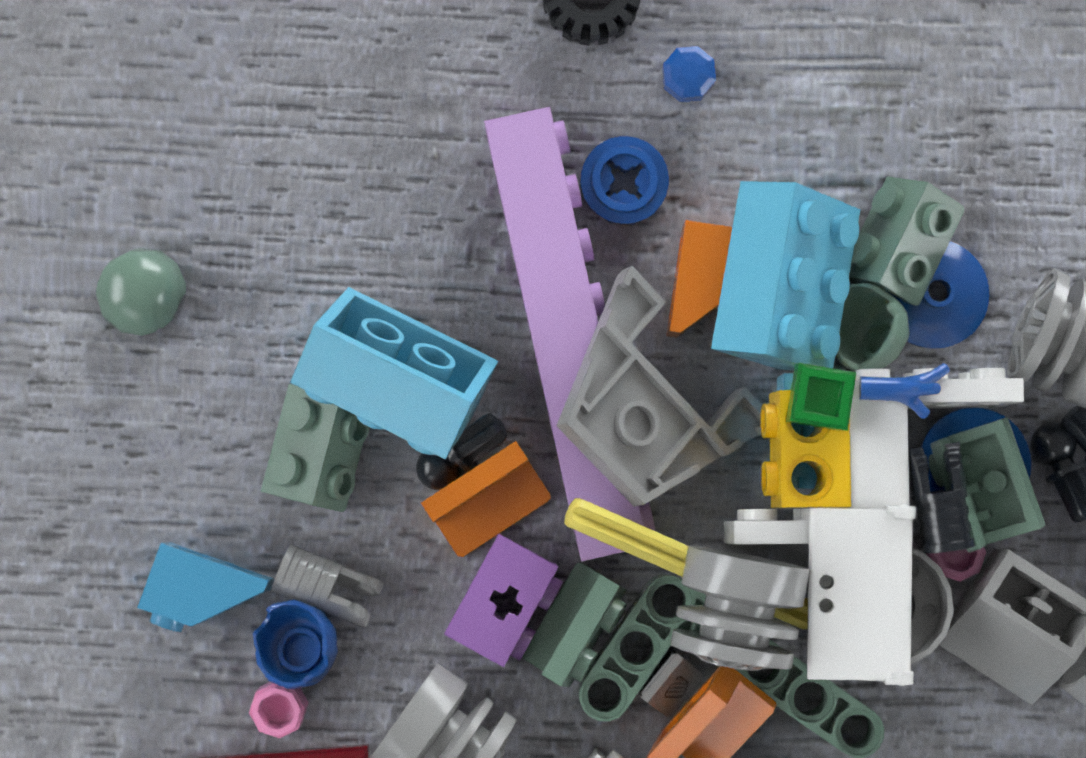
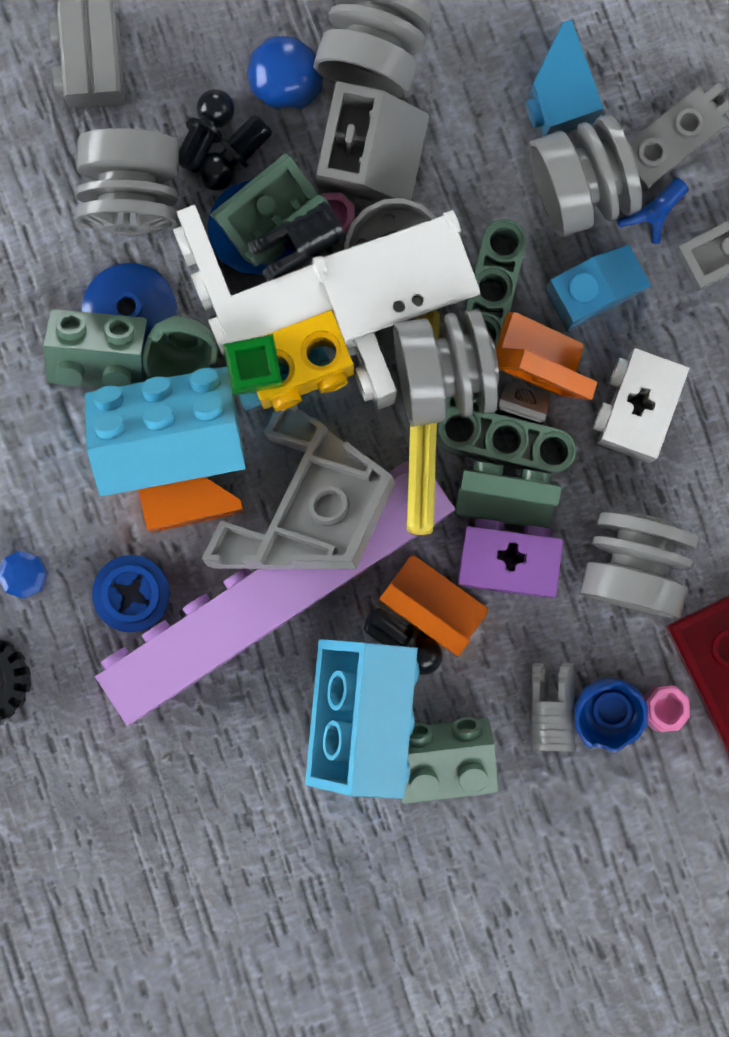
camera: 115 degrees left, 0 degrees up
(140, 291) = (373, 957): sand green hair -> none
(196, 587) = (595, 812): dark azure slope -> none
(904, 389) = (221, 300): blue bar -> none

